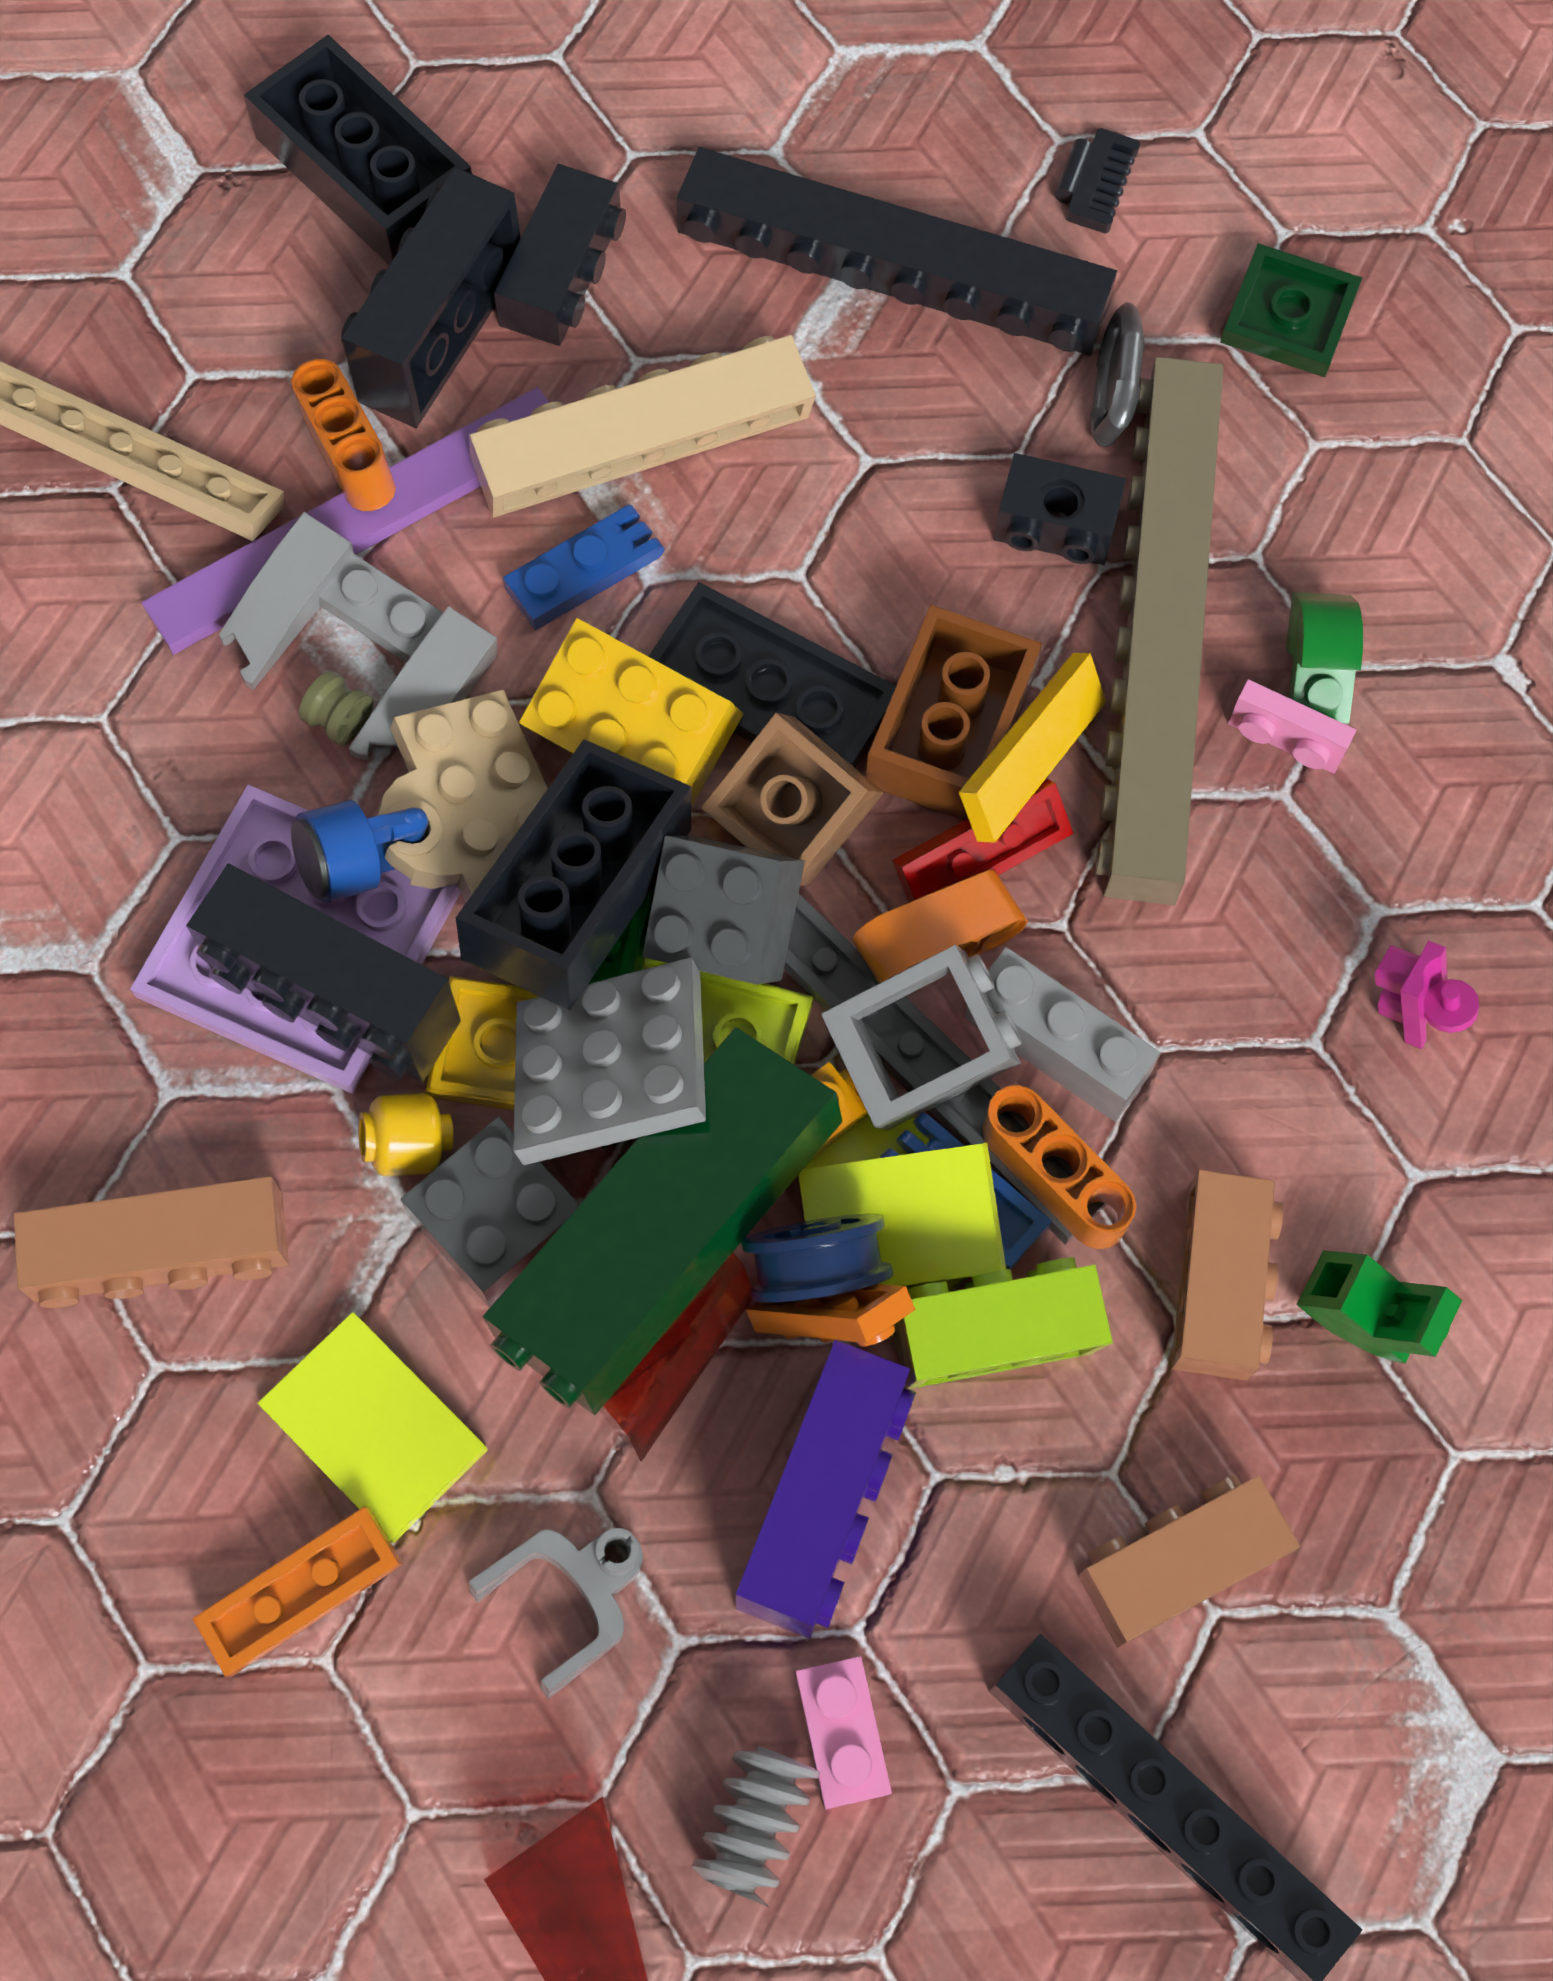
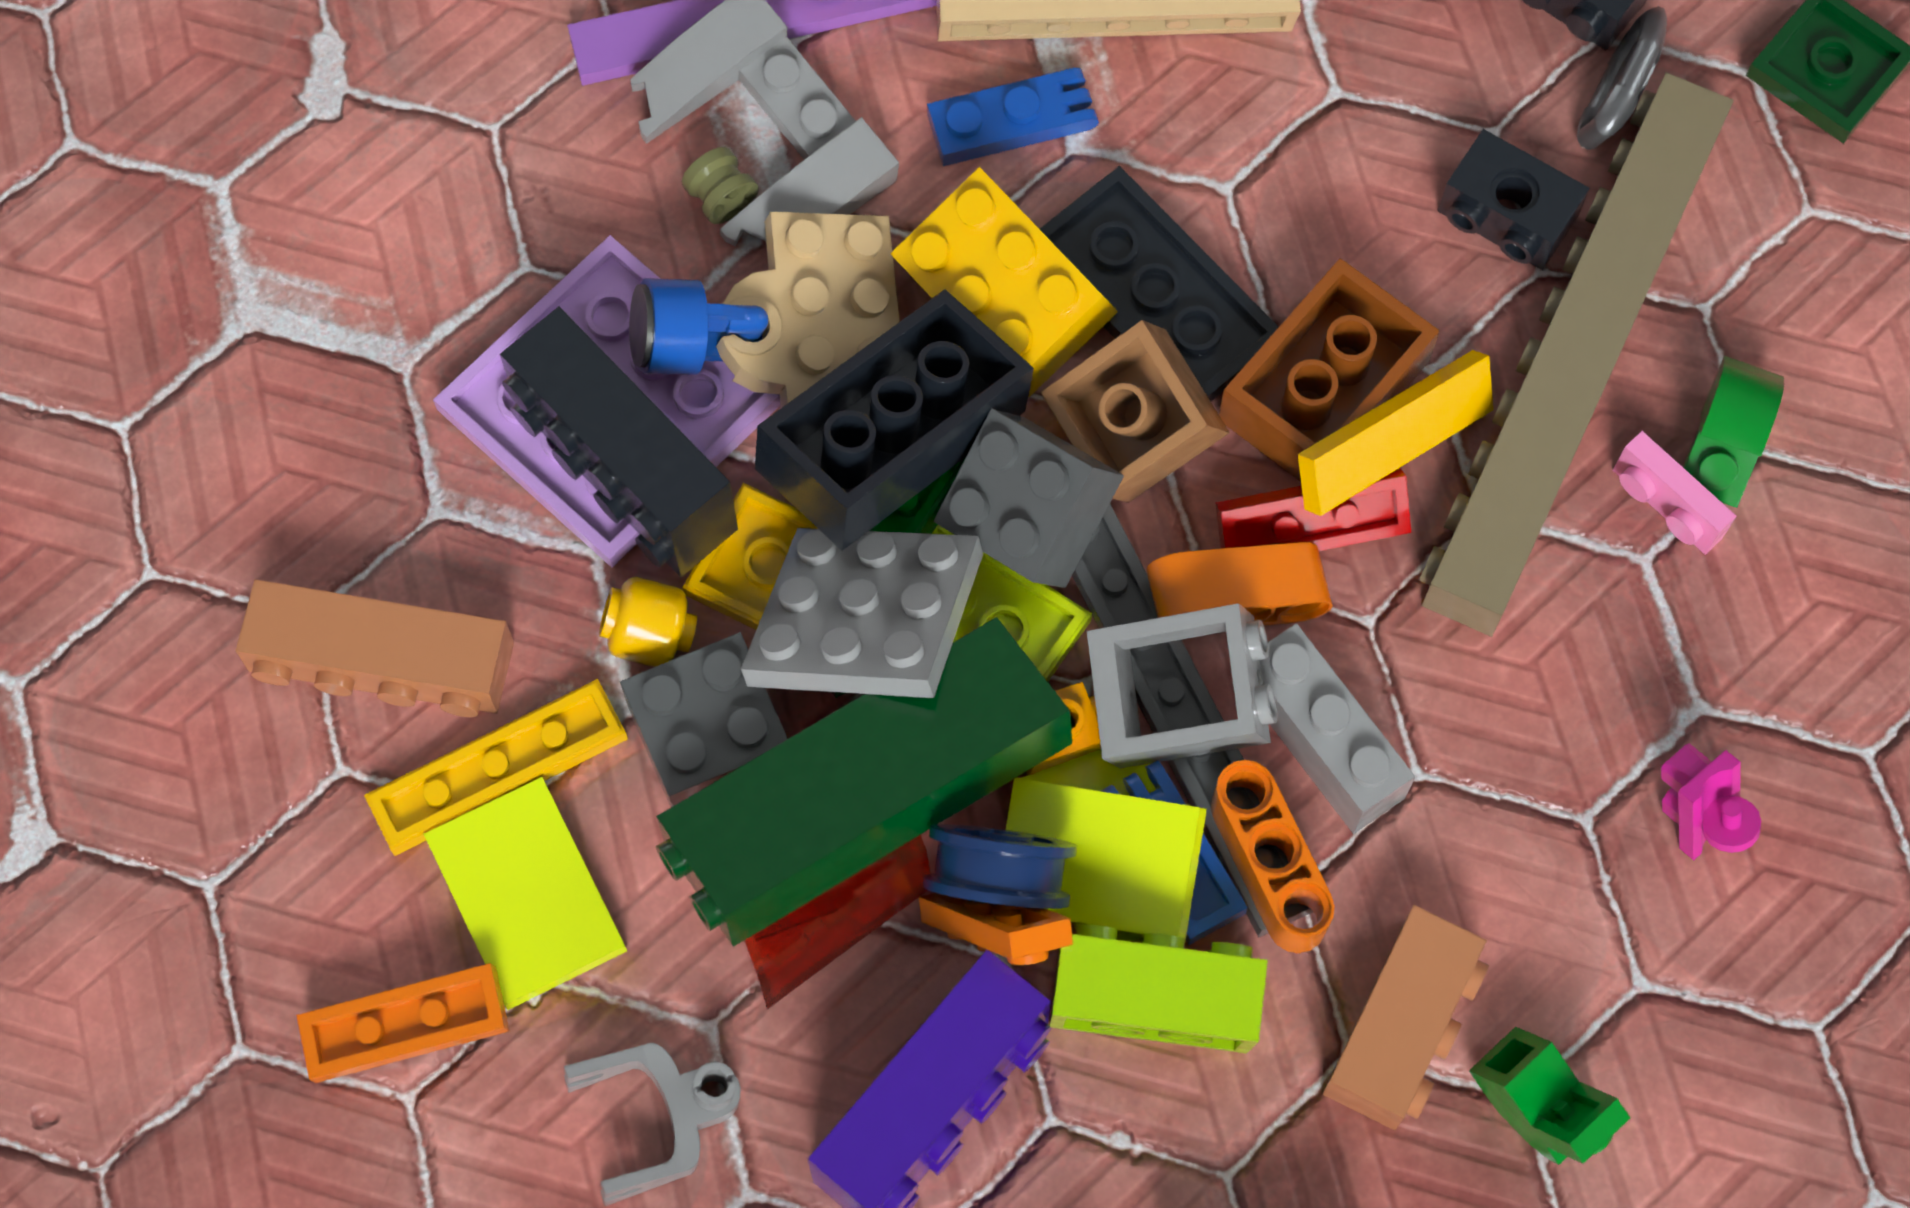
camera: 20 degrees right, 0 degrees up
(304, 1315) = (496, 764): none -> yellow tile

